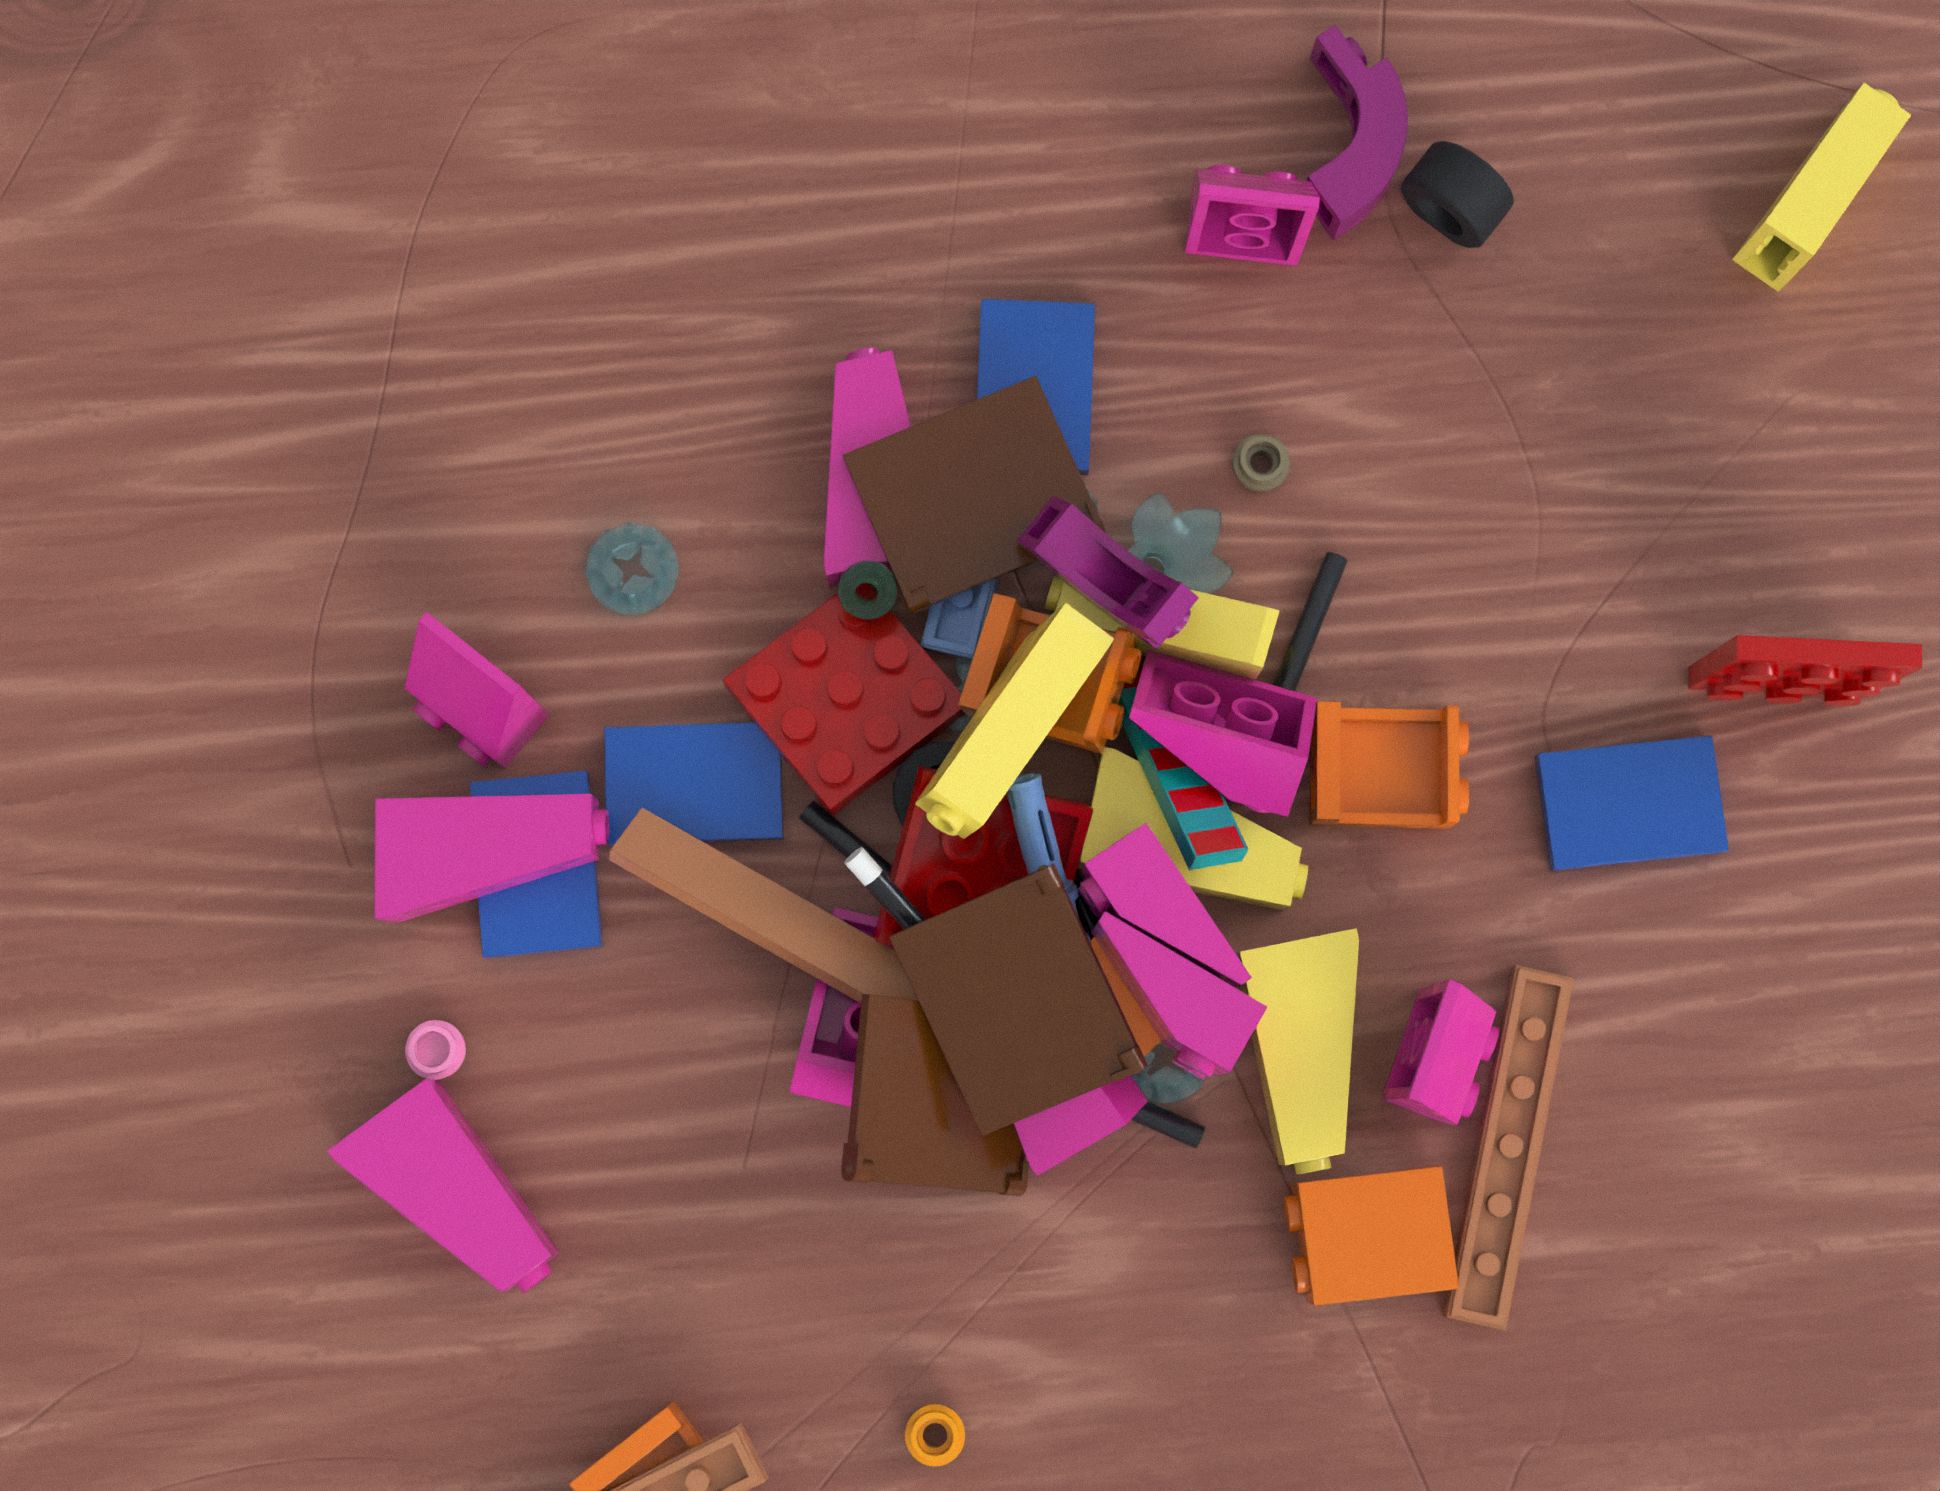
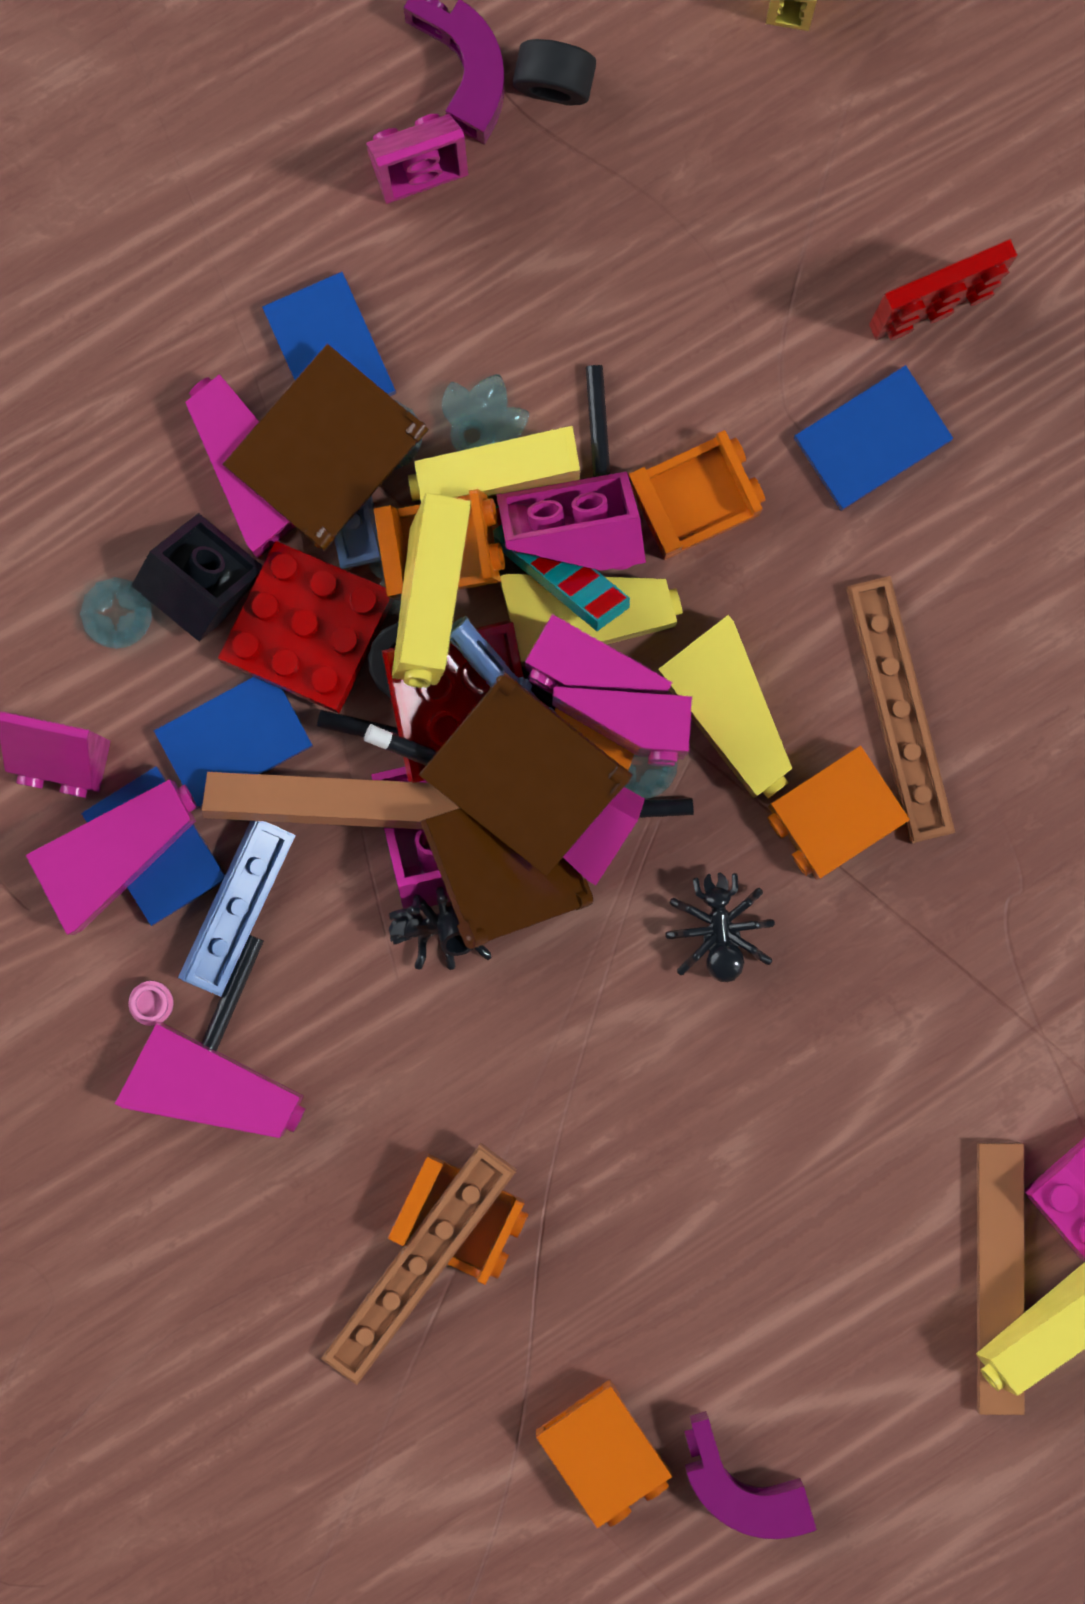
camera: 25 degrees left, 5 degrees up
(538, 1085) = (232, 993): none -> black bar
(594, 985) = (236, 906): none -> medium blue tile
(746, 572) = (197, 576): none -> black slope
(791, 1110) = (410, 924): none -> black animal
(875, 574) = (281, 536): clear green plate -> none
(935, 1454) = (623, 1098): light orange plate -> none
(1107, 573) = (443, 457): magenta arch -> none
(1157, 1313) = (721, 935): none -> black animal
(1265, 446) = (510, 313): dark tan plate -> none
(1441, 1053) = (825, 670): dark pink slope -> none

